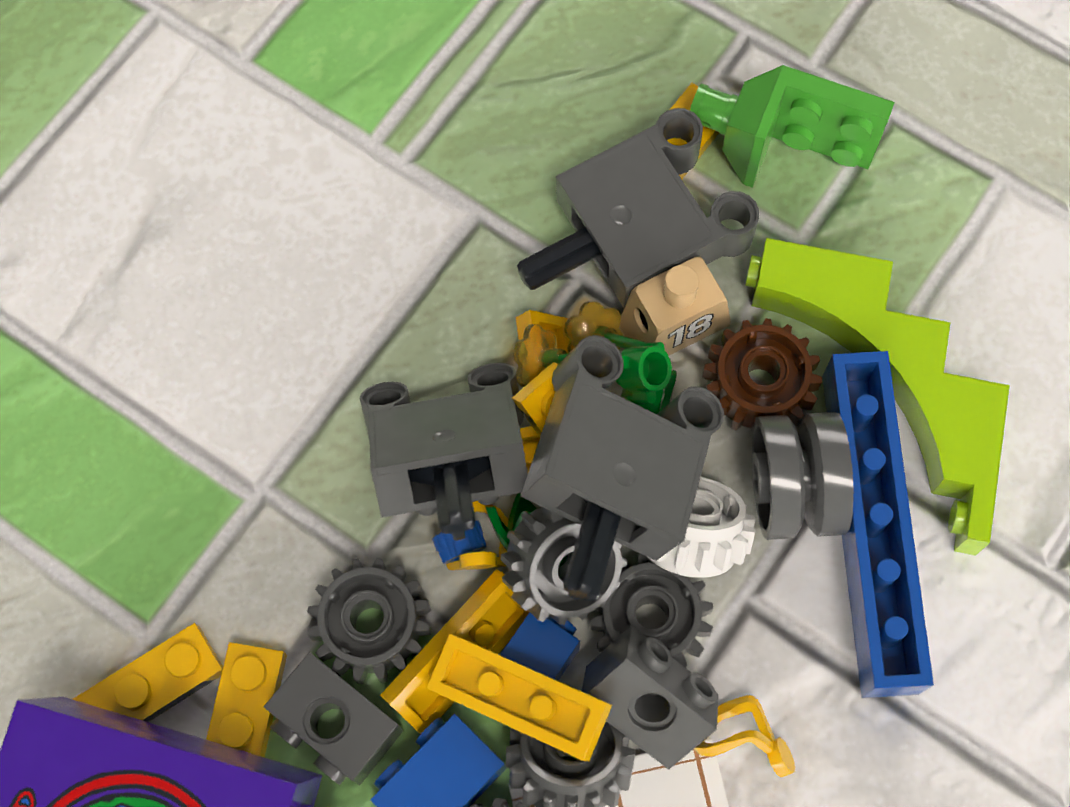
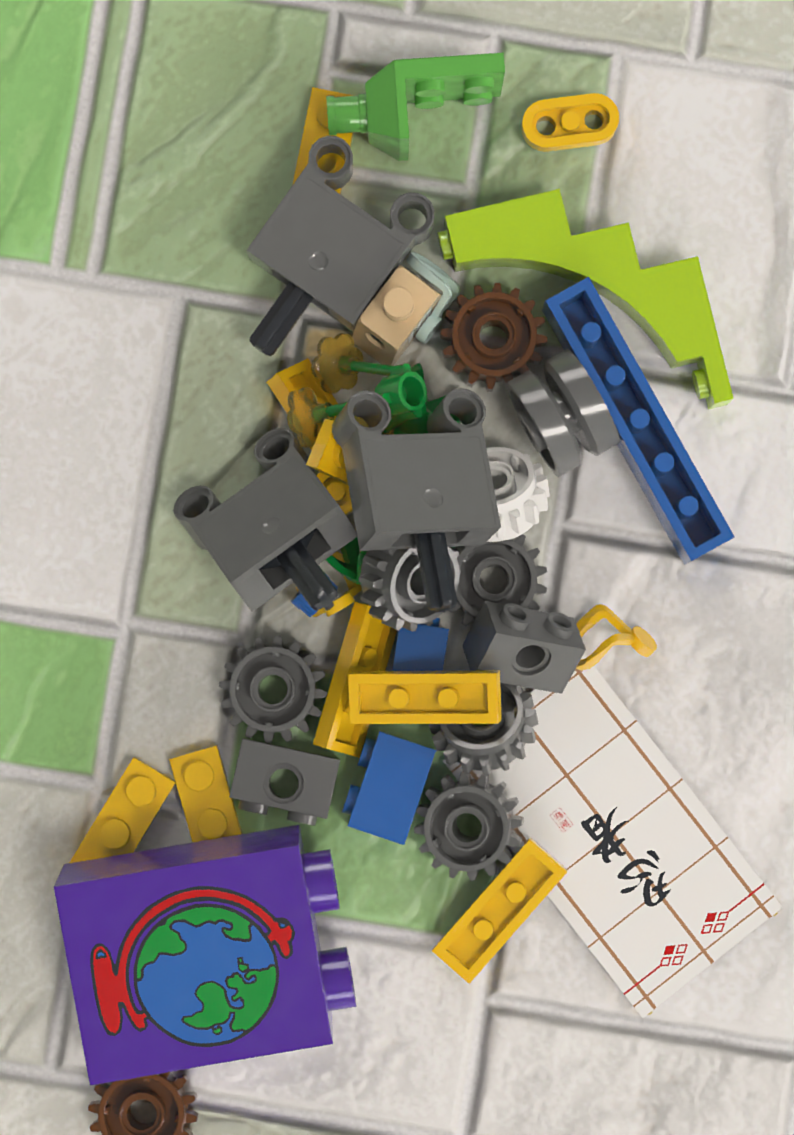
camera: 35 degrees left, 15 degrees up
(702, 340) = (444, 282): none -> light aqua piece
(927, 212) = (568, 118): none -> yellow plate

